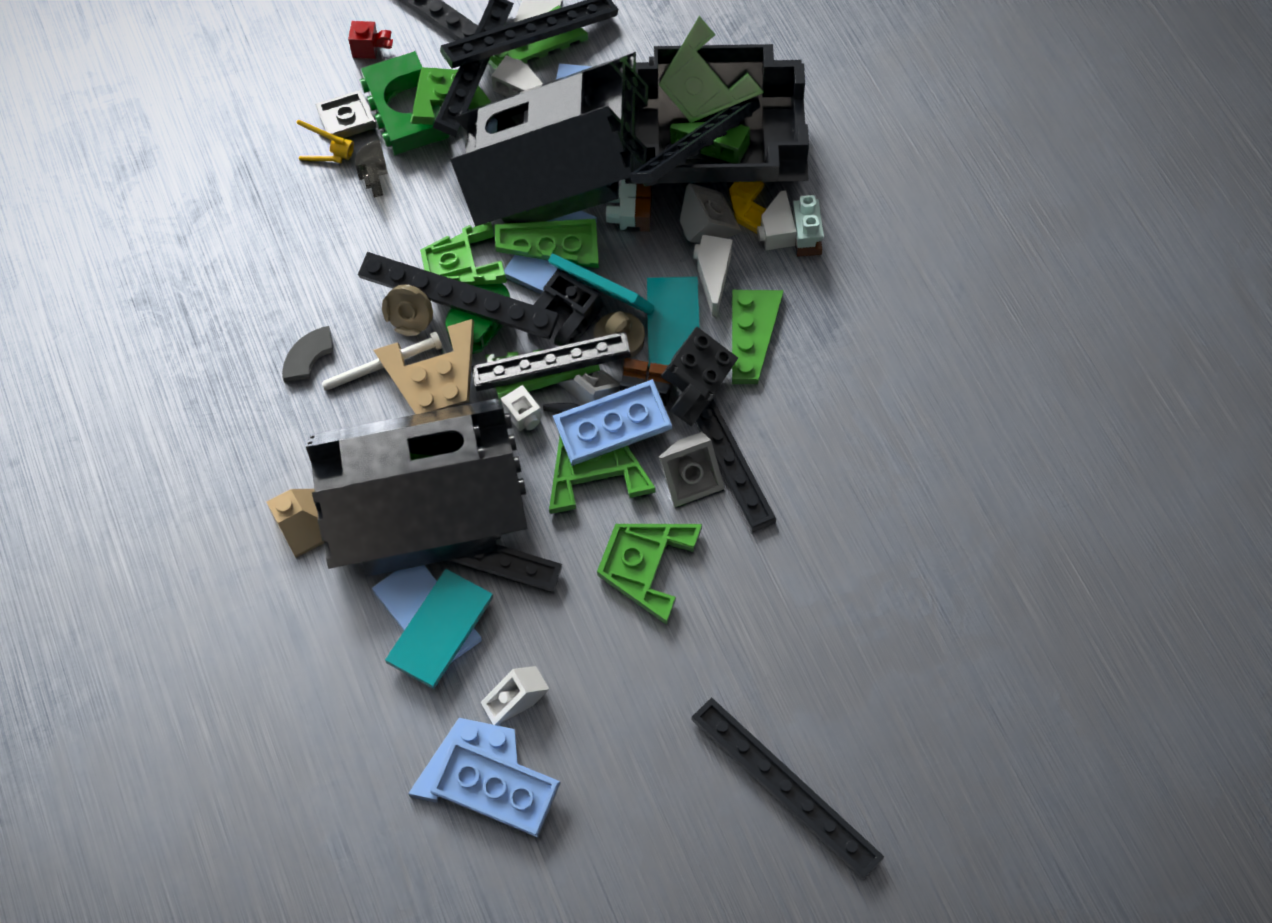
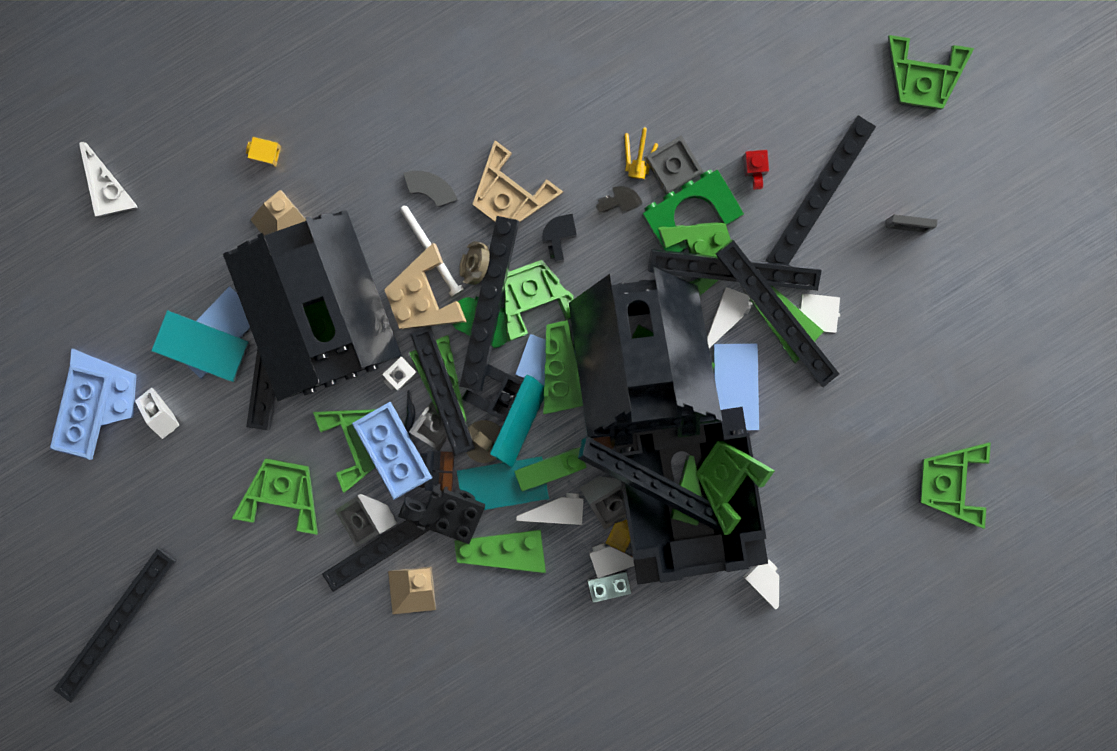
camera: 80 degrees right, 25 degrees up
(214, 524) = (263, 151): none -> yellow brick
(214, 722) = (105, 191): none -> white wing
(334, 282) = (505, 198): none -> tan wing
(394, 232) = (556, 230): none -> black brick
(662, 263) = (549, 469): none -> bright green slope
(785, 430) = (412, 590): none -> tan slope
(825, 84) = (765, 582): none -> white slope

